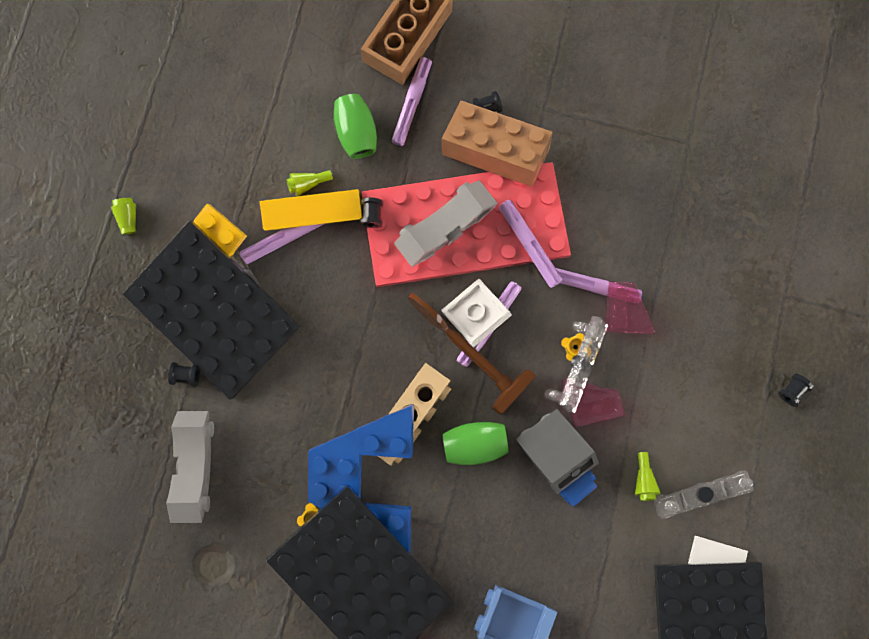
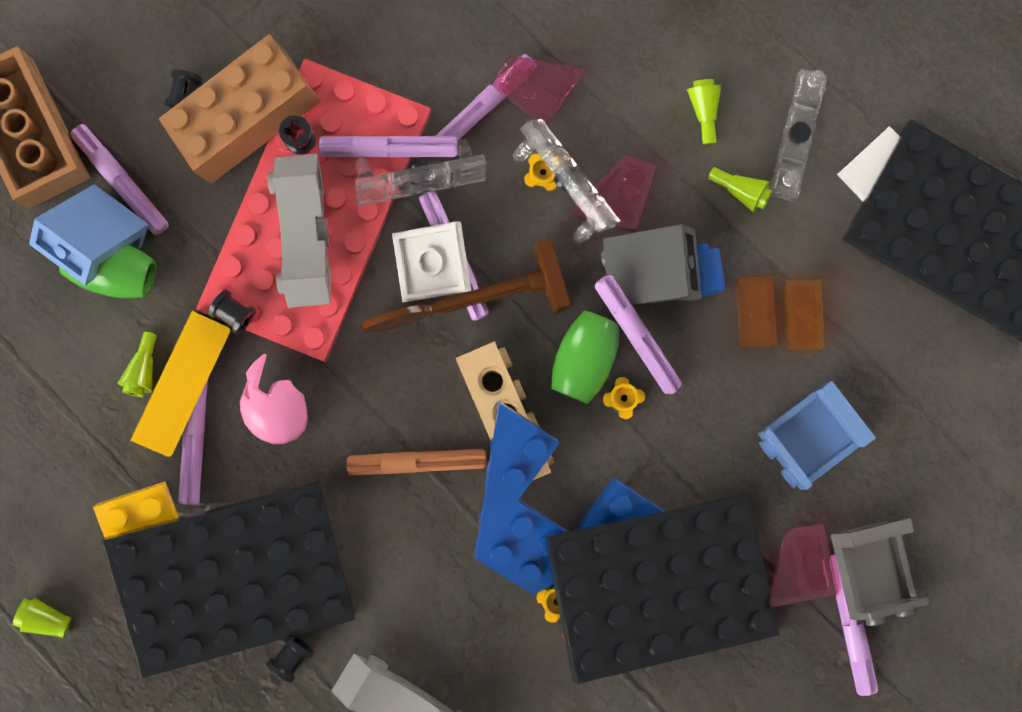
camera: 55 degrees left, 5 degrees up
(323, 276) = (272, 416): none -> bright pink helmet
(348, 378) = (416, 462): none -> nougat axle
(367, 101) = (86, 232): none -> medium blue panel
(470, 489) = (634, 397): none -> yellow plate
(503, 178) = (289, 129): none -> black bush
(509, 468) = (638, 334): none -> lavender axle
(523, 273) = (419, 177): none -> clear piece
(572, 536) = (756, 312): none -> clear orange plate
(589, 568) = (803, 315): none -> clear orange plate
(685, 421) = (705, 103): none -> lime cone

